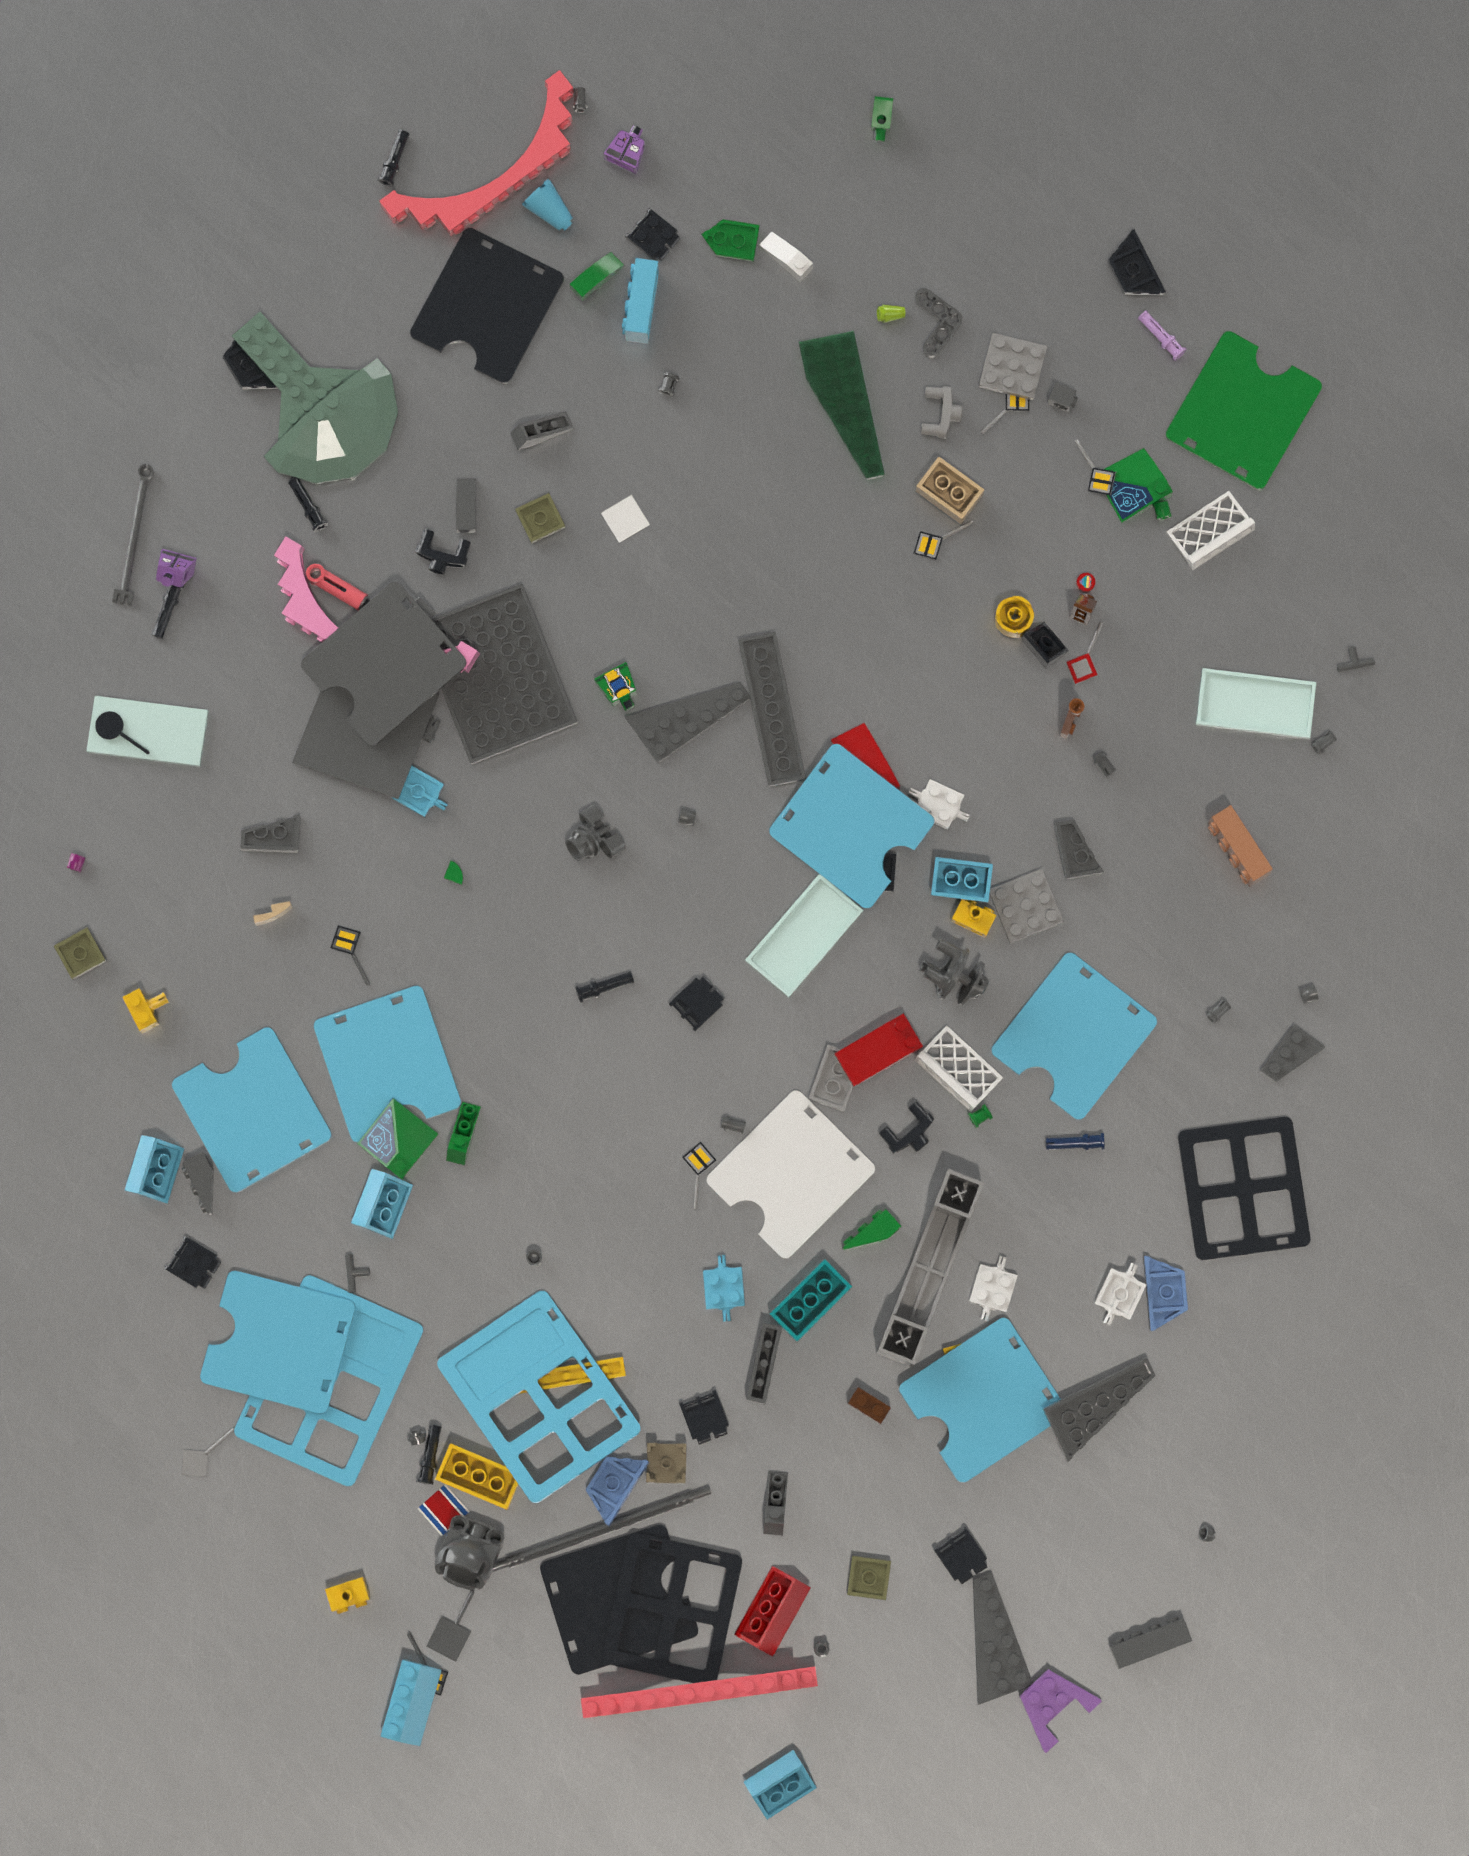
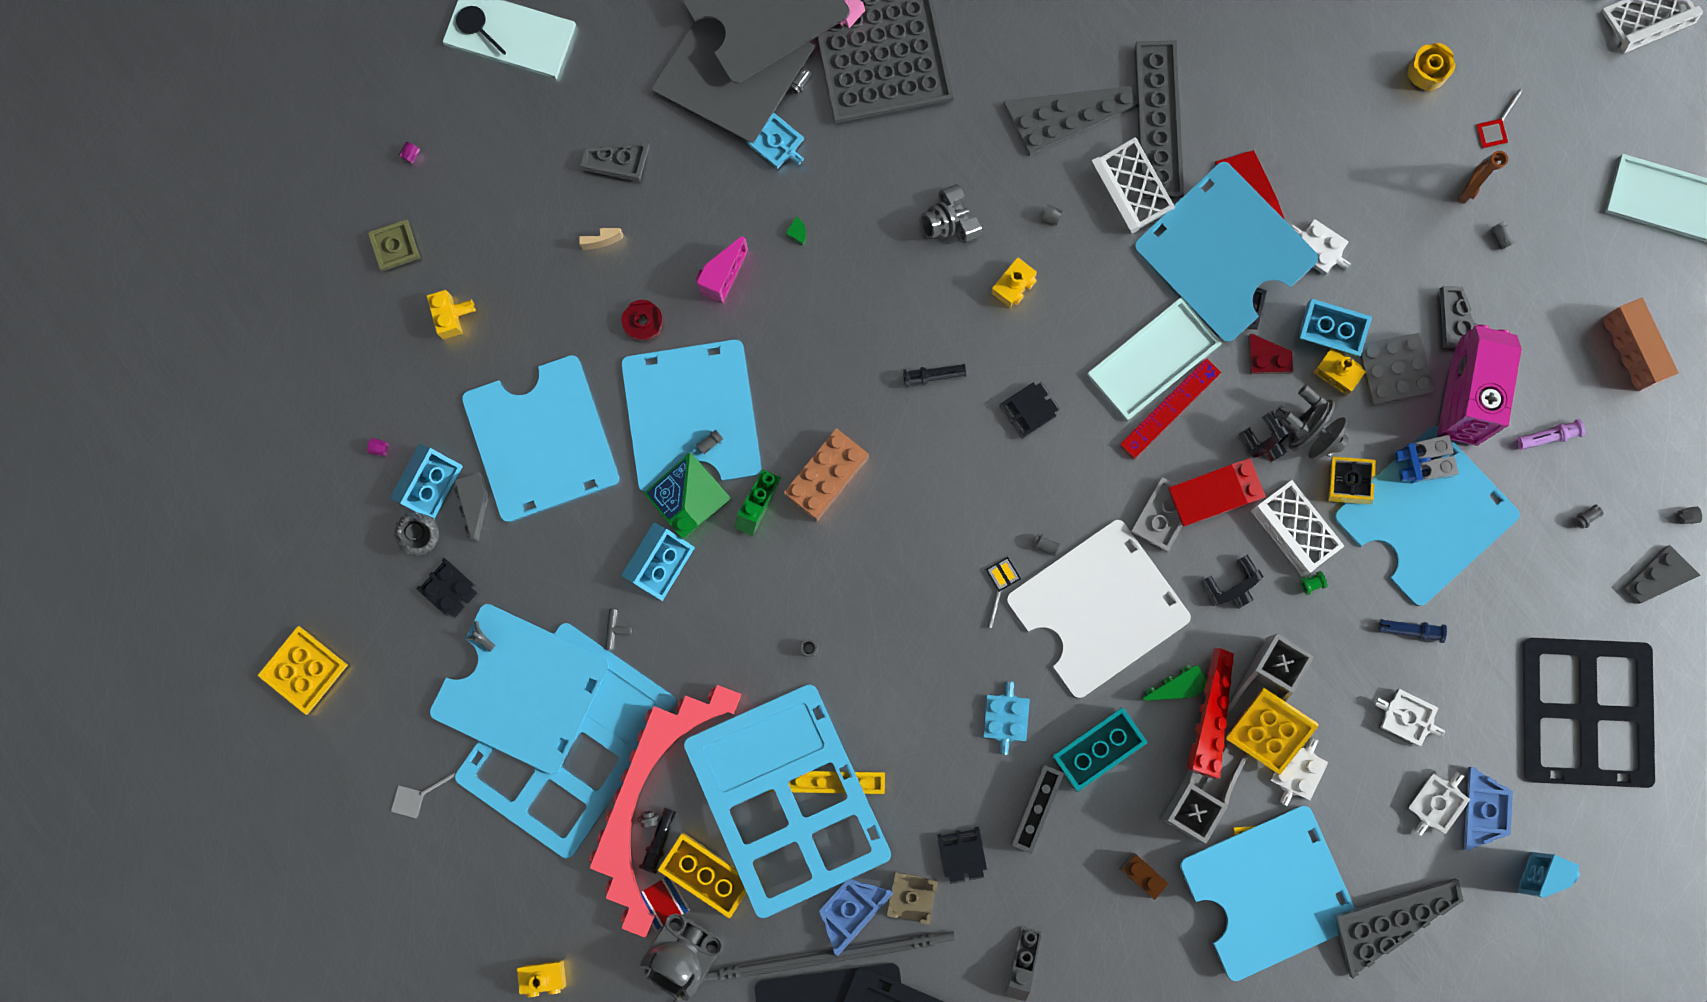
camera: 15 degrees right, 0 degrees up
(75, 1361) = (302, 670): none -> yellow plate
(102, 1145) = (377, 447): none -> magenta hose
(156, 1218) = (416, 533): none -> dark grey hair
(233, 1302) = (481, 638): none -> dark grey bar
(316, 977) = (636, 330): none -> dark red plate
(346, 941) = (672, 281): piece -> none
(390, 927) = (721, 271): none -> dark pink slope
(409, 1085) = (709, 442): none -> dark grey pin
(413, 1359) = (614, 847): none -> coral arch
(522, 1097) = (826, 474): none -> nougat brick
(617, 686) = (1002, 68): torso -> none
(663, 888) = (1014, 283): none -> yellow brick
(744, 787) = (1117, 193): none -> white fence
(826, 979) = (1170, 408): none -> red tile
(906, 1279) = (1207, 752): none -> red wing
(908, 915) = (1268, 357): none -> dark red wing
(921, 998) = (1272, 446): none -> black connector
(959, 1256) = (1272, 731): none -> yellow plate
(999, 1017) = (1351, 480): none -> piece
(1044, 644) = (1455, 102): black slope -> none
(1060, 992) = (1420, 462): none -> light grey hips
(1083, 608) = (1506, 71): reddish brown slope -> none
(1083, 1222) = (1409, 717): none -> white plate
(1085, 582) = (1509, 46): red tile -> none
(1096, 911) = (1480, 385): none -> dark pink piece
(1182, 939) = (1561, 433): none -> lavender pin
(1221, 1336) = (1547, 875): none -> medium azure slope

